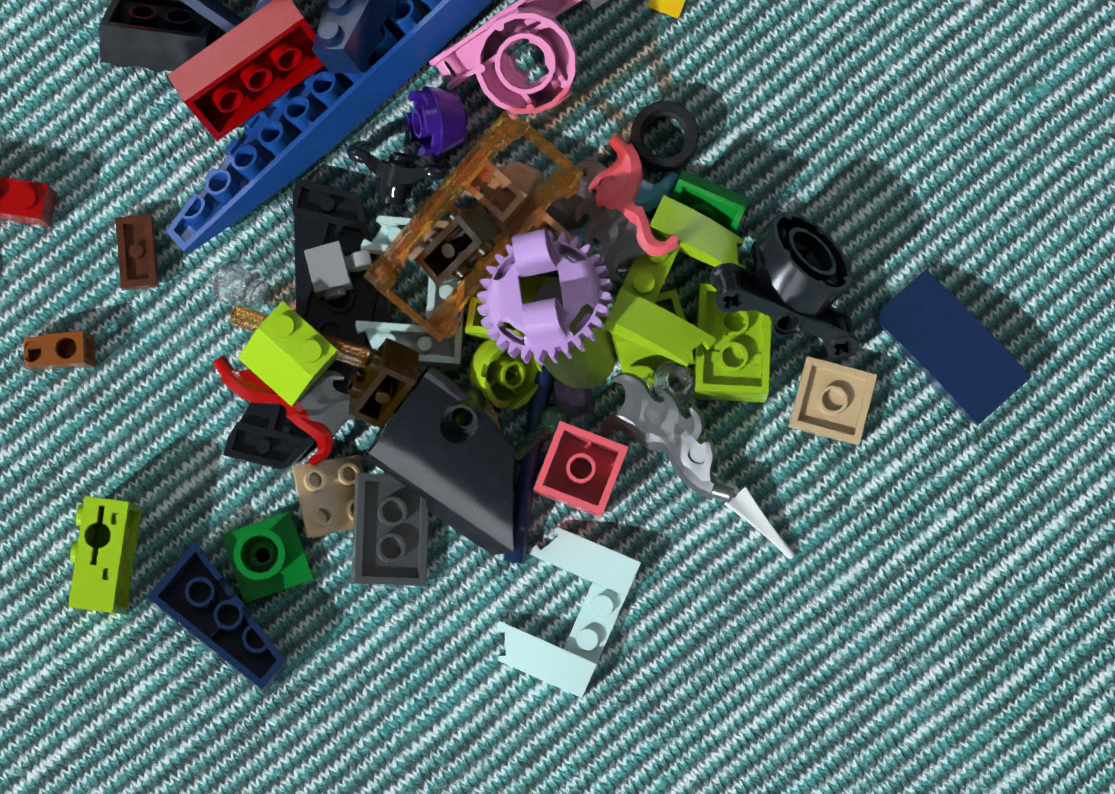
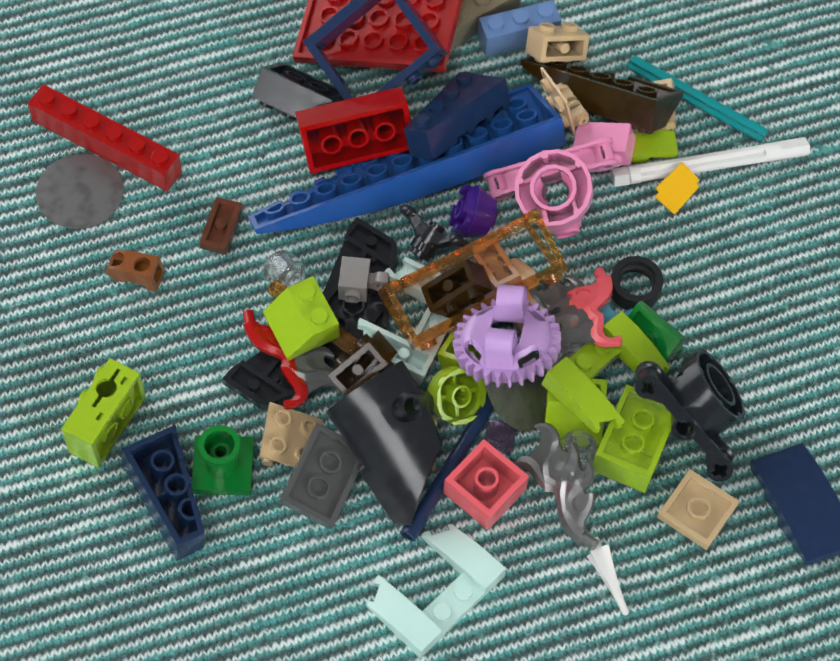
camera: 15 degrees right, 20 degrees down
(548, 424) = (462, 448): clear green bar -> none

